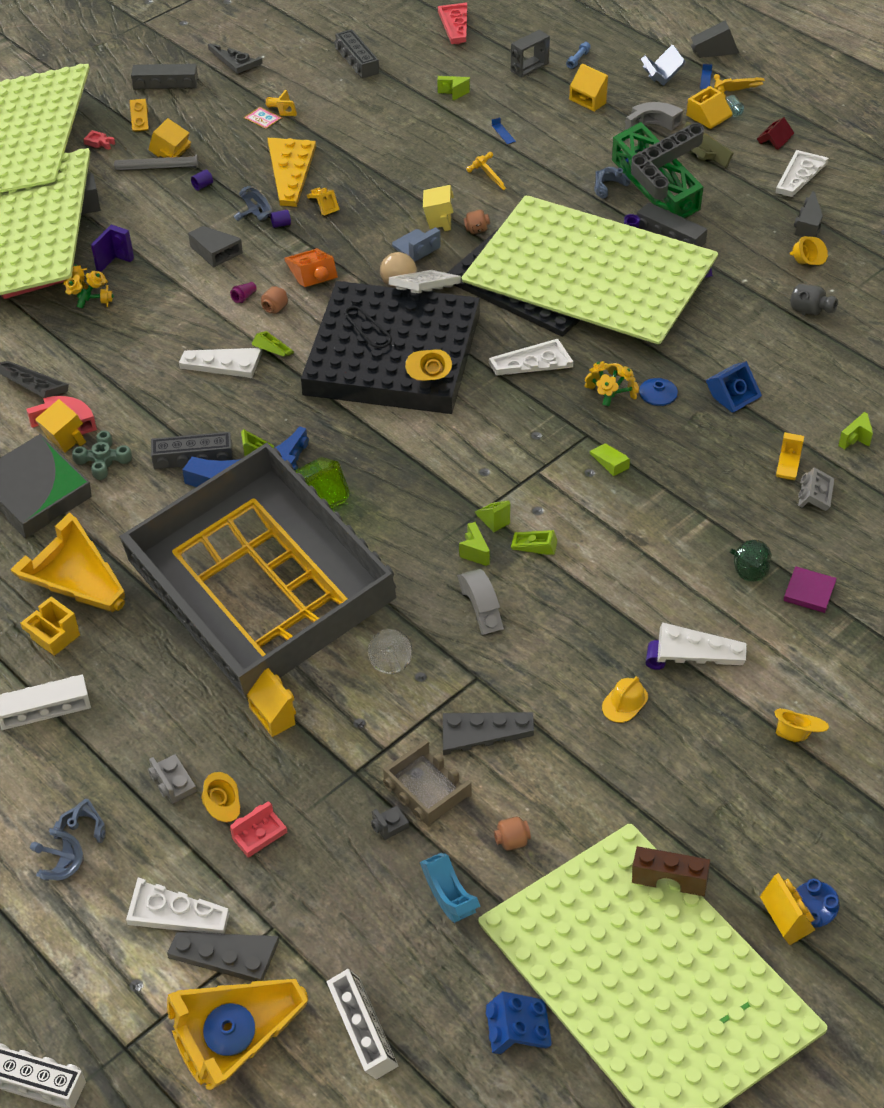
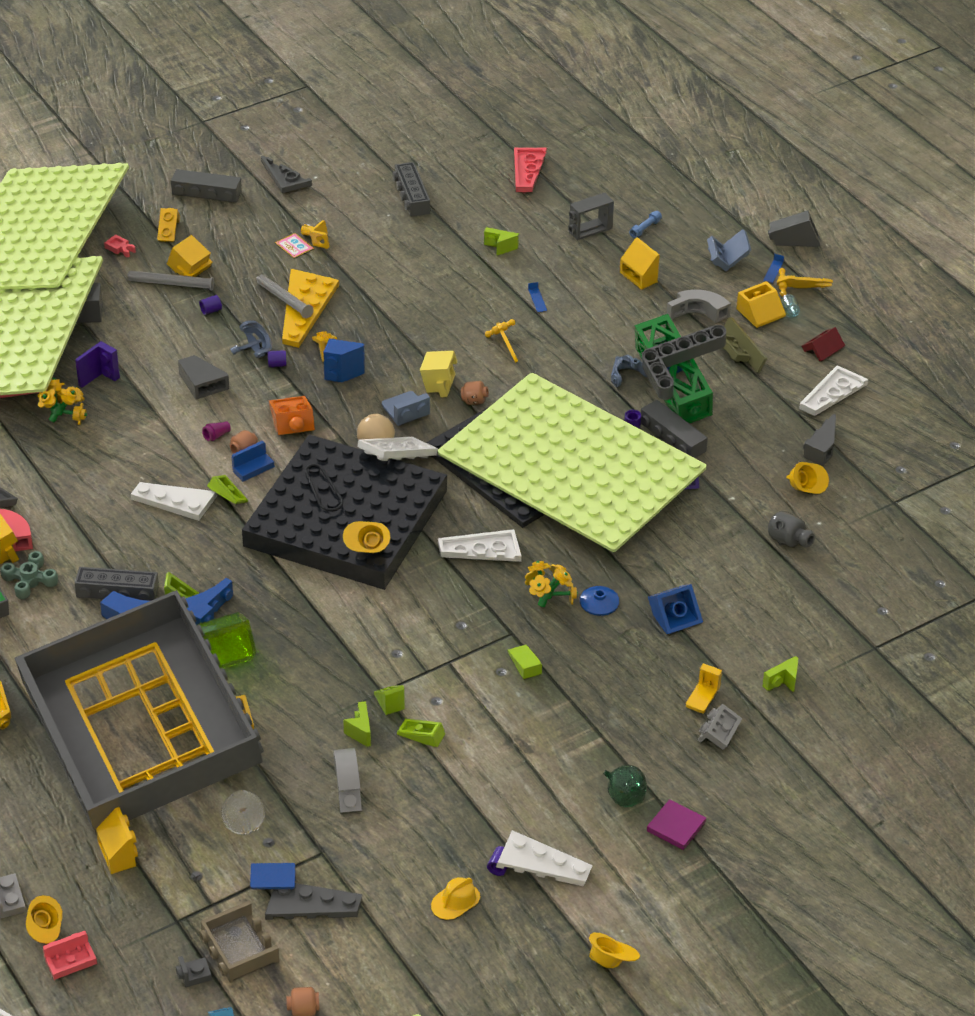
camera: 10 degrees right, 5 degrees down
(287, 315) = (251, 461): none -> blue panel
(294, 170) = (305, 310): none -> light grey axle
(346, 210) = (343, 360): none -> blue slope
(439, 710) = (273, 876): none -> blue panel

